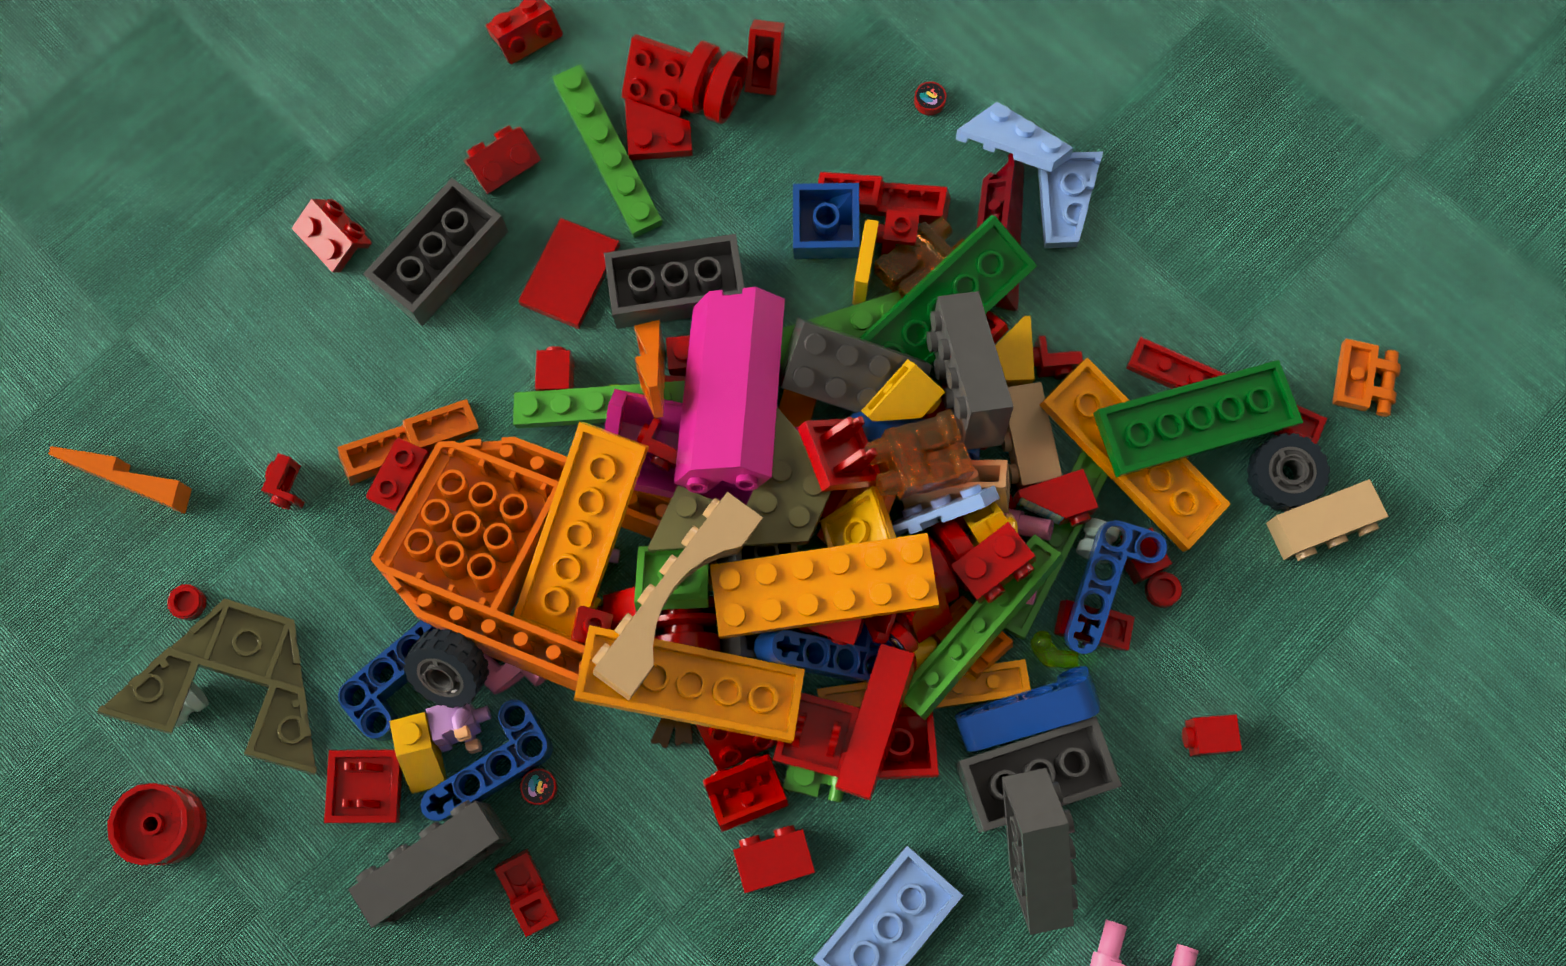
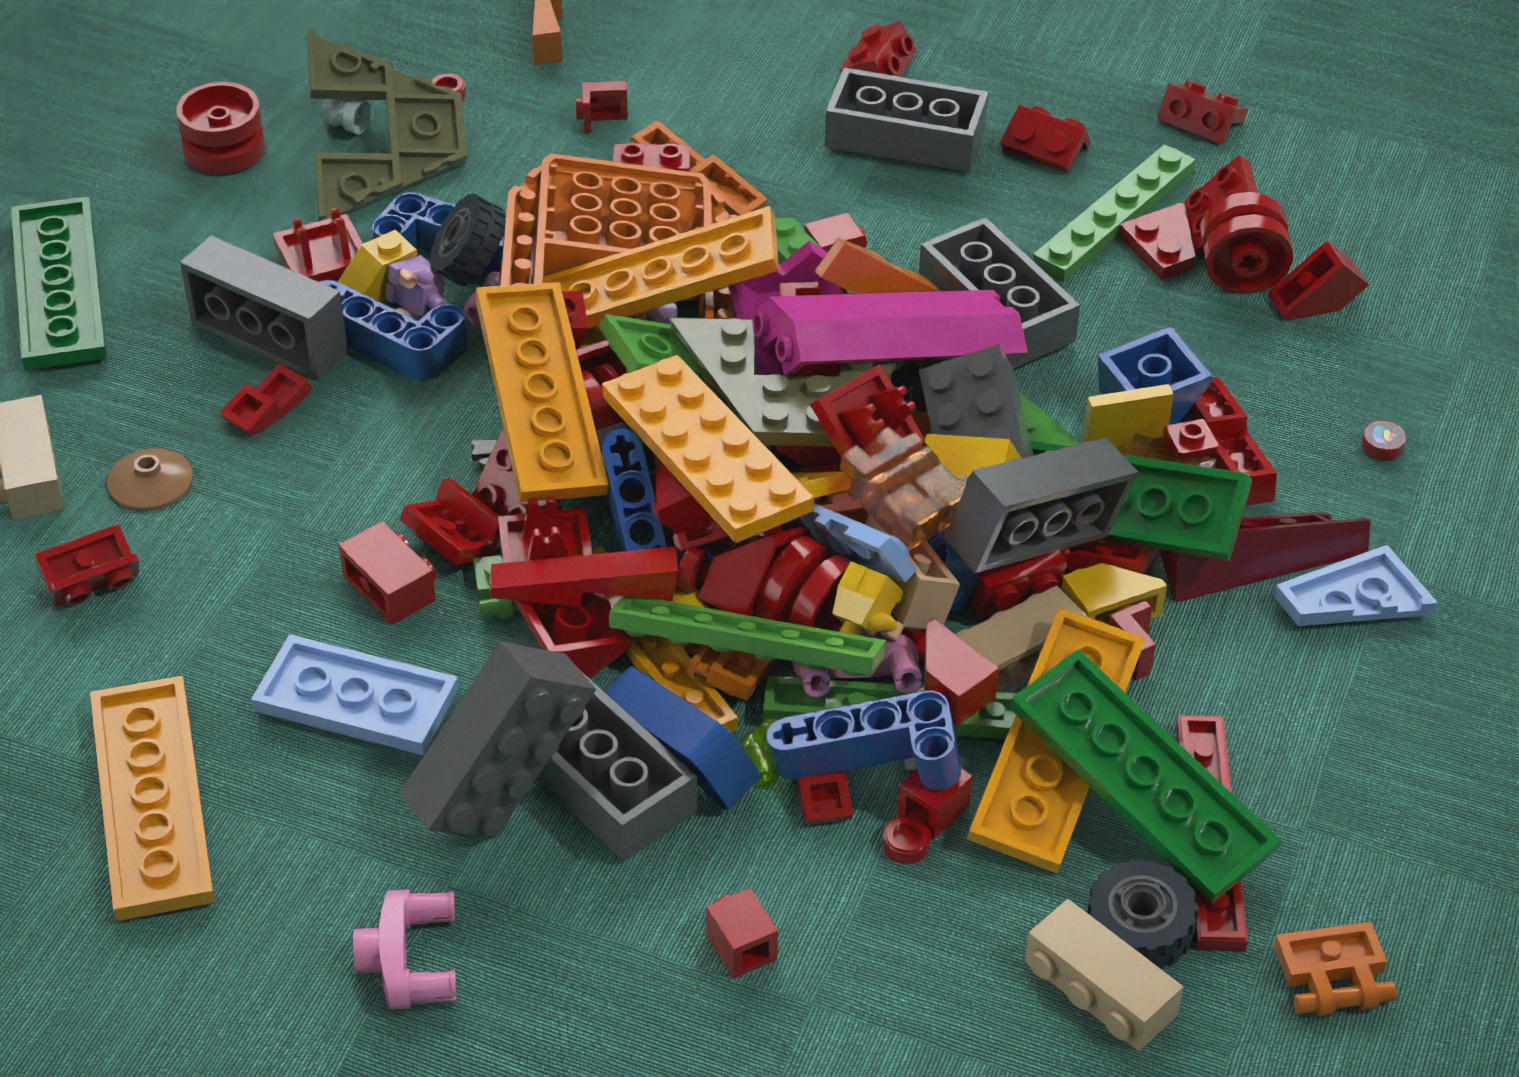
camera: 65 degrees right, 30 degrees down
(538, 787) = (382, 376): tile -> none
(568, 273) = (930, 217): red tile -> none
(631, 655) = (546, 307): tan arch -> none
(995, 564) = (819, 598): red bracket -> none
(1010, 132) = (1388, 512): light blue wing -> none

